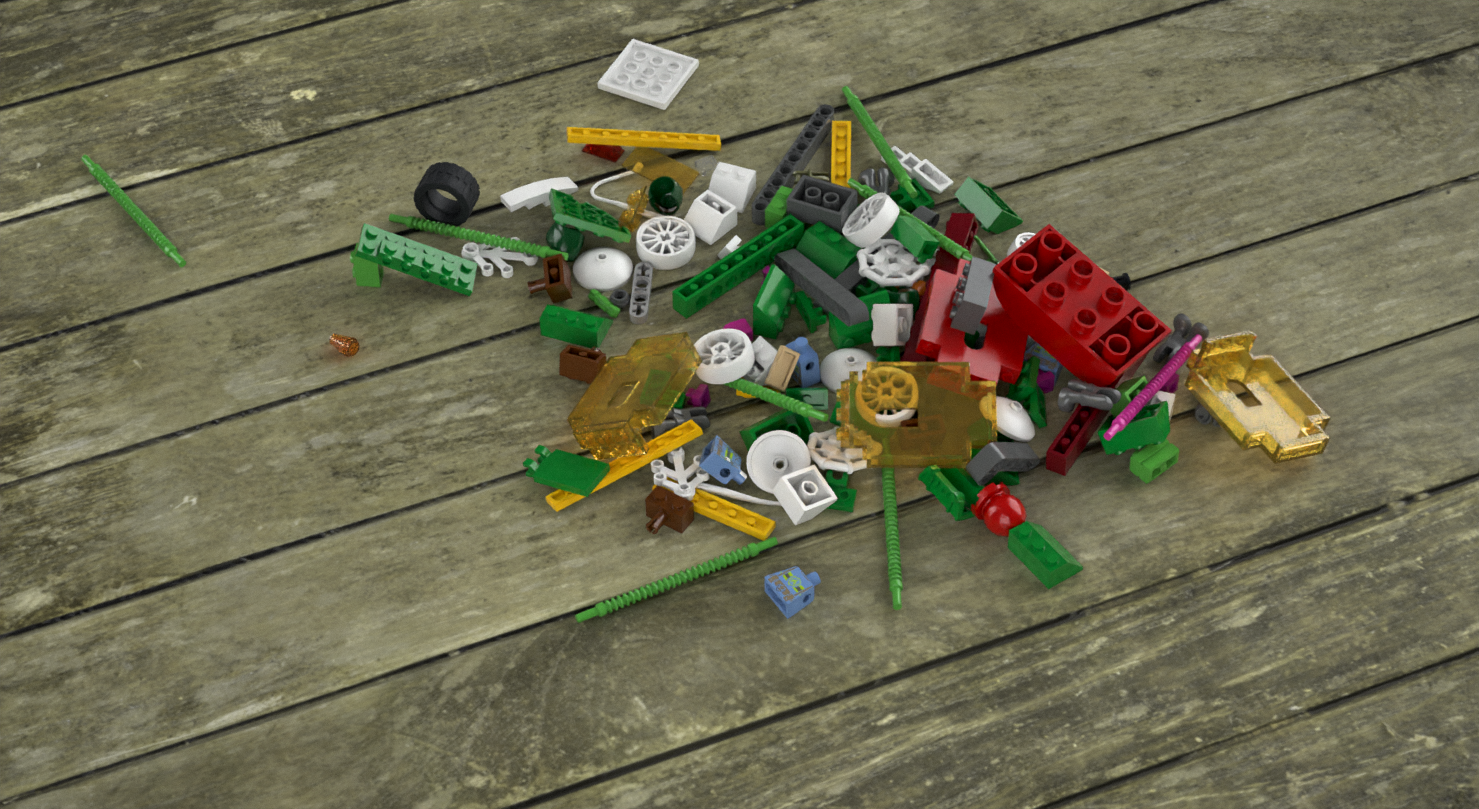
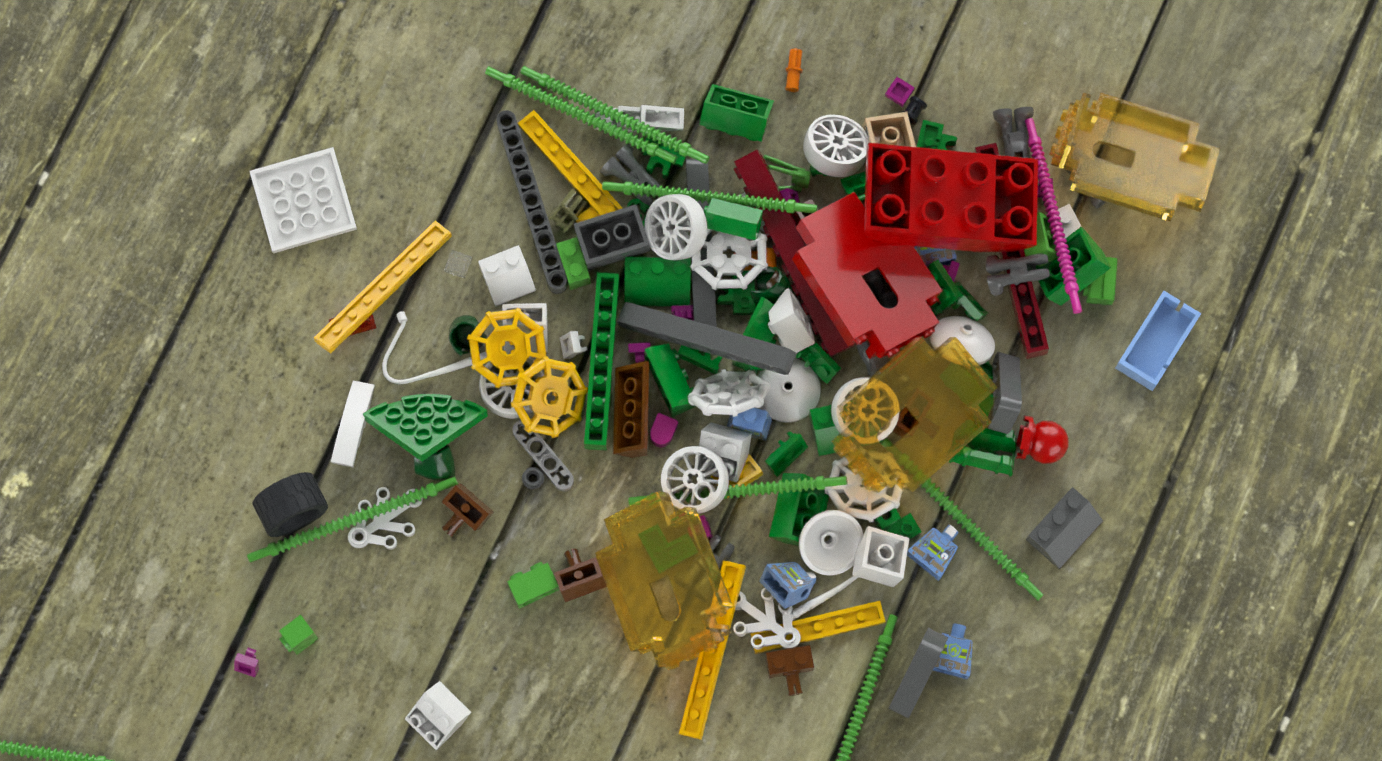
camera: 45 degrees left, 30 degrees up
(319, 262) = (247, 663): none -> magenta tile
(346, 345) = (362, 728): clear orange cone -> none
(401, 370) = (437, 715): none -> white slope
(416, 259) = (339, 598): green plate -> none
(545, 348) = (533, 584): none -> bright green brick
(566, 471) = (676, 697): green tile -> none
(574, 326) = (526, 537): green slope -> none
(603, 269) = (487, 470): white dish -> none
(604, 303) = (525, 494): bright green axle -> none
(636, 203) = (456, 376): clear yellow hinge -> none
(653, 164) = (425, 304): clear yellow window -> none
(682, 245) = (541, 388): none -> yellow plate
(683, 219) = (497, 340): none -> yellow plate
(727, 303) = (631, 410): none -> reddish brown slope
(751, 569) = (918, 673): none -> dark grey beam
(782, 368) = (753, 450): tan tile -> none
(796, 327) = (729, 393): none -> white plate
(849, 523) = (934, 551): none -> medium blue torso
(901, 152) = (683, 148): none -> bright green hose
(962, 576) = (1065, 528): none -> dark grey slope
(972, 296) = (859, 260): dark grey brick -> none
(1042, 554) = (1102, 448): green slope -> none
(1055, 213) = (794, 70): none -> orange axle
(1118, 264) = (899, 91): none -> magenta tile
(1158, 517) = (1157, 341): none -> light blue piece

